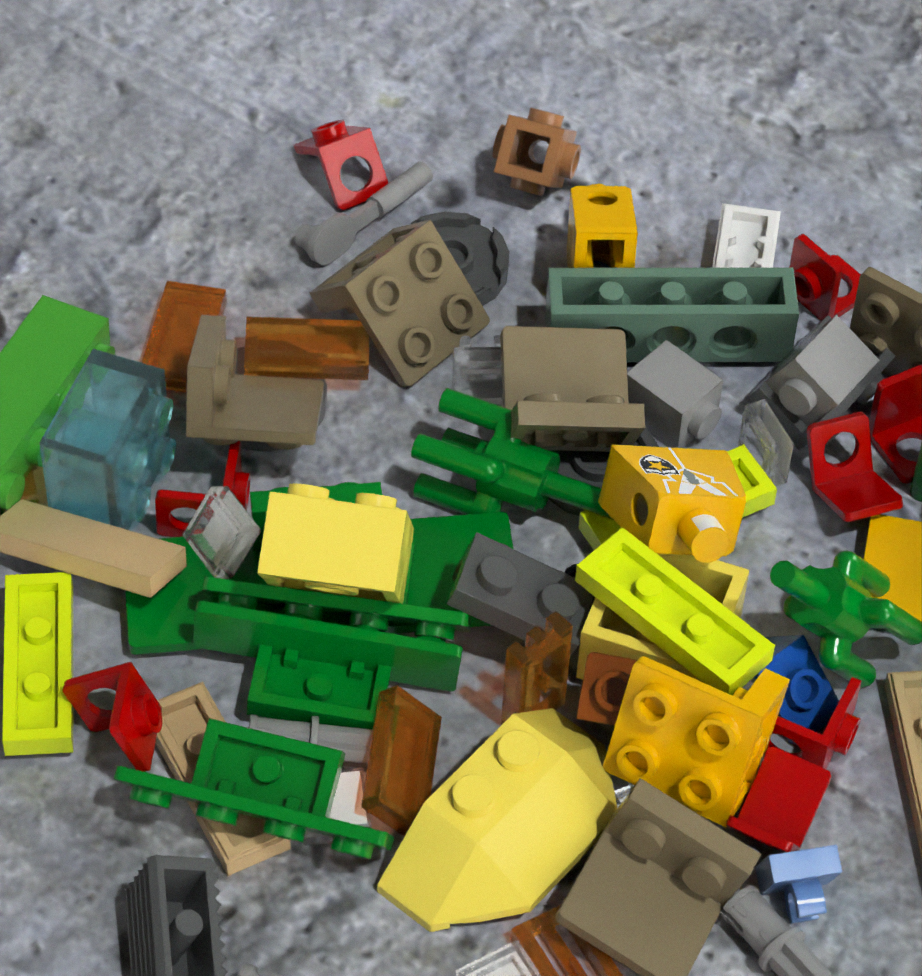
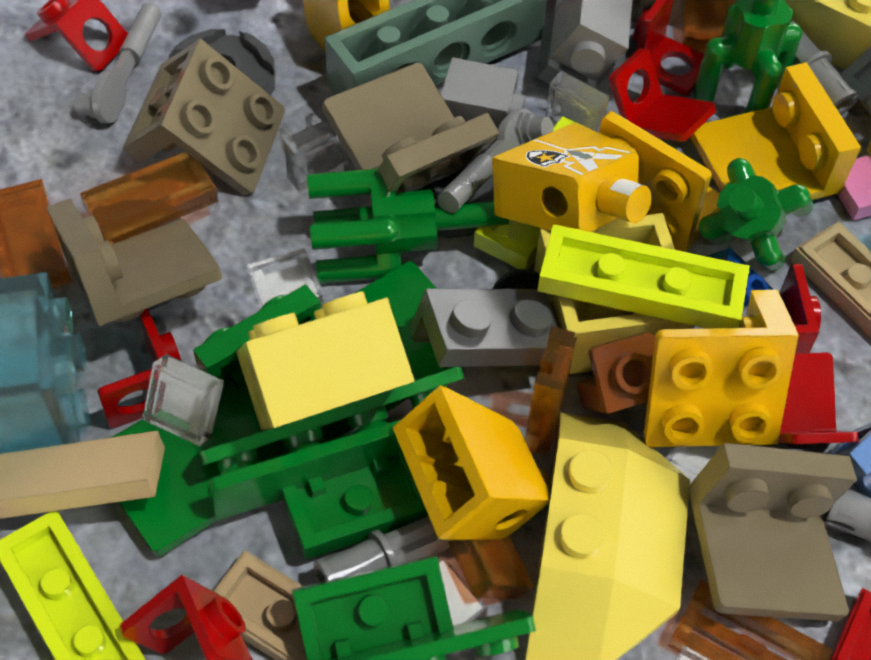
camera: 30 degrees left, 5 degrees up
(394, 471) = (283, 275): none -> clear tile
(420, 700) = (470, 468): none -> yellow torso
(681, 433) = (514, 131): none -> light grey piece
(775, 533) = (675, 181): none -> yellow bracket

